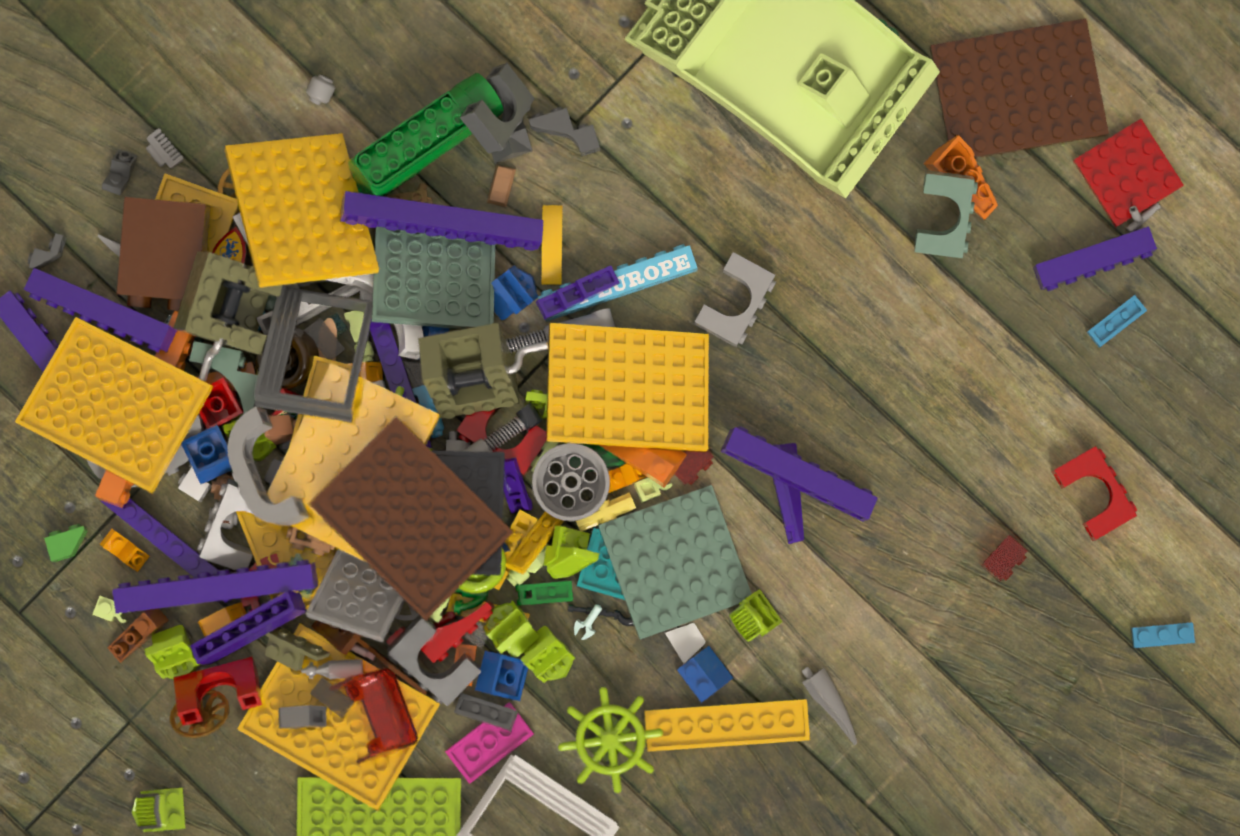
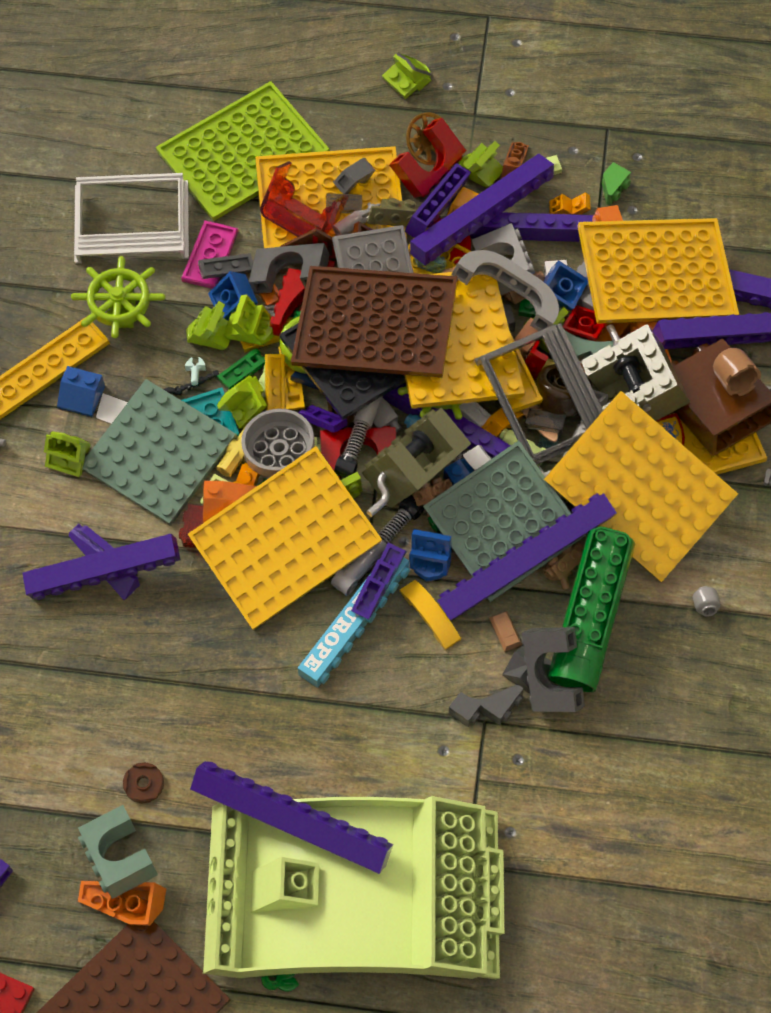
camera: 145 degrees right, 20 degrees down
(140, 243) = (736, 371): none -> medium nougat cylinder
(733, 328) = (243, 695): light grey arch -> none
(794, 132) = (291, 816): none -> dark purple brick
(879, 277) = (147, 793): none -> reddish brown tile

